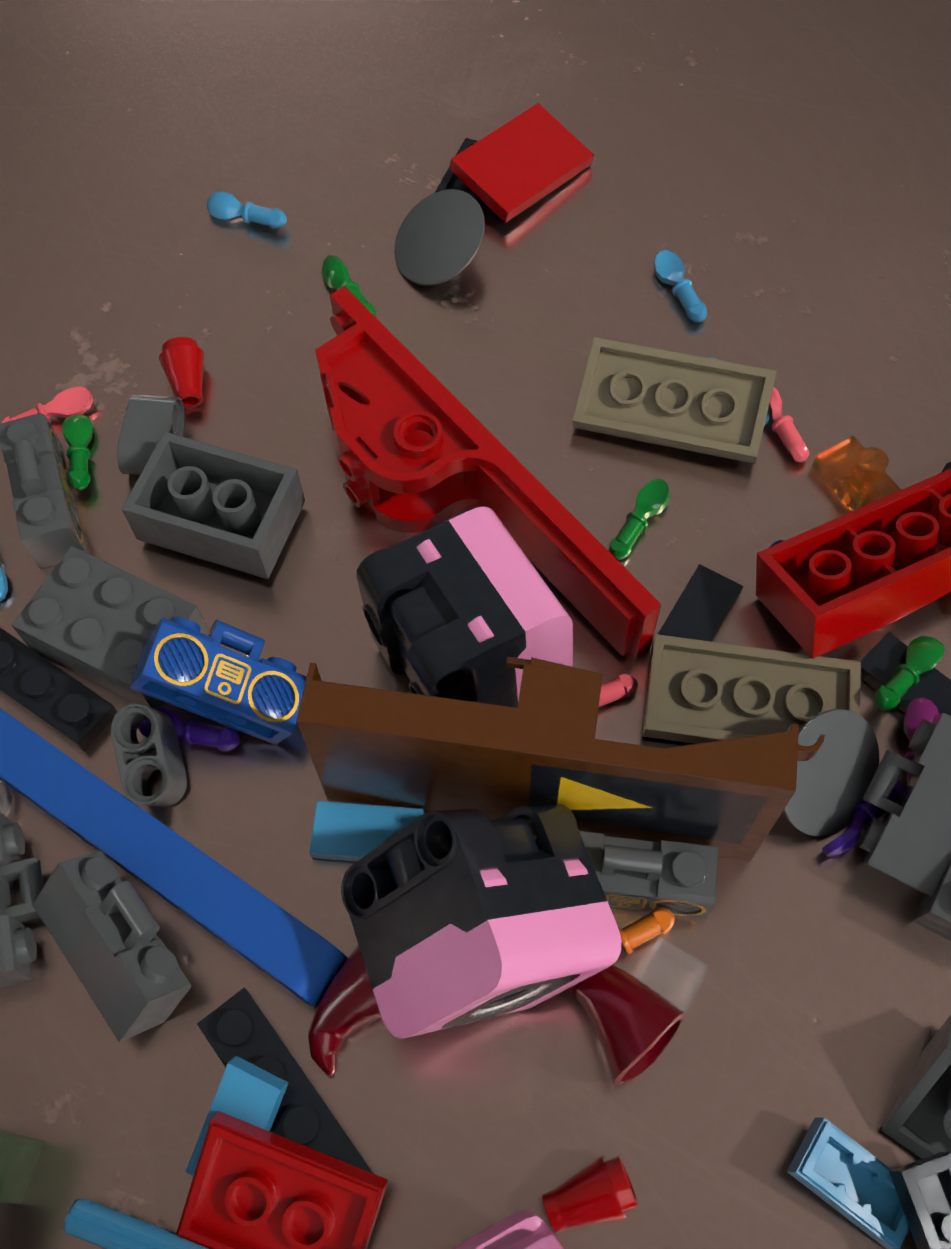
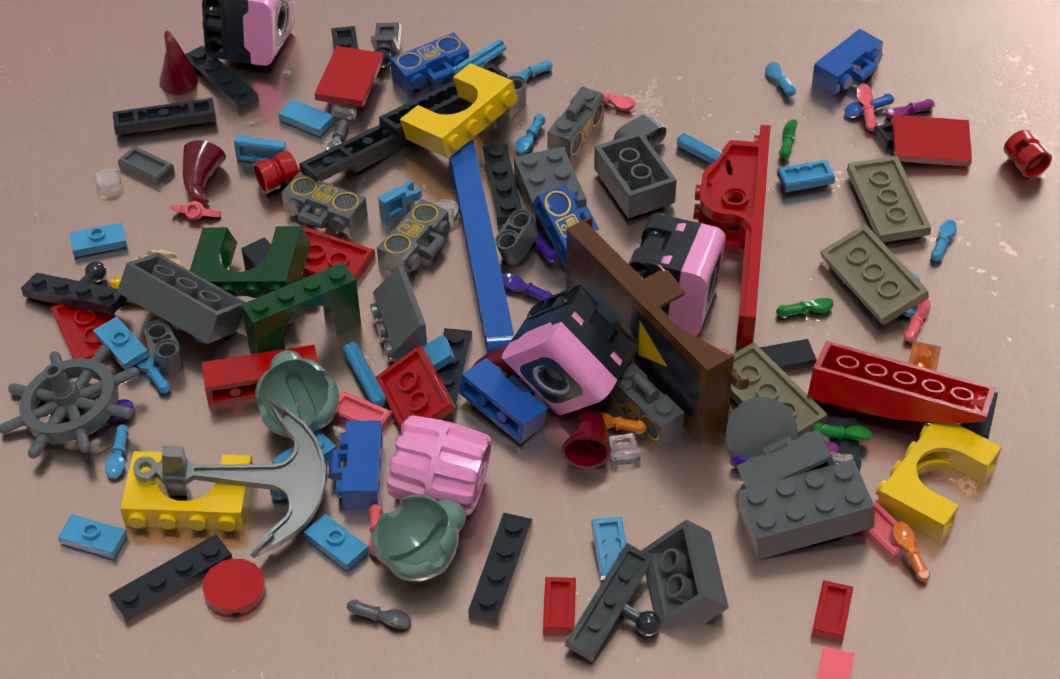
camera: 45 degrees right, 15 degrees down
(78, 433) = (613, 115): green piece -> none
(111, 944) = (442, 279): dark grey piece -> none
(114, 1093) = (398, 315): none -> dark grey slope
(183, 367) = (681, 120): red cone -> none
(220, 833) = (515, 283): none -> dark purple piece
(264, 391) = (698, 148): none -> dark azure axle
(306, 142) = (850, 60): none -> blue piece
(384, 161) = (865, 97): none -> coral piece
(384, 184) = (854, 109): none -> blue piece
(433, 322) = (805, 175): none -> dark azure plate
(433, 1082) = (503, 400): none -> blue piece
(438, 153) = (911, 108): none -> magenta piece
(439, 237) = (851, 143): dark grey shield -> none
(562, 279) = (888, 199): none -> dark tan plate
(591, 1196) = (519, 476): red cone -> none
(661, 101) = (1027, 153): none -> red wheel

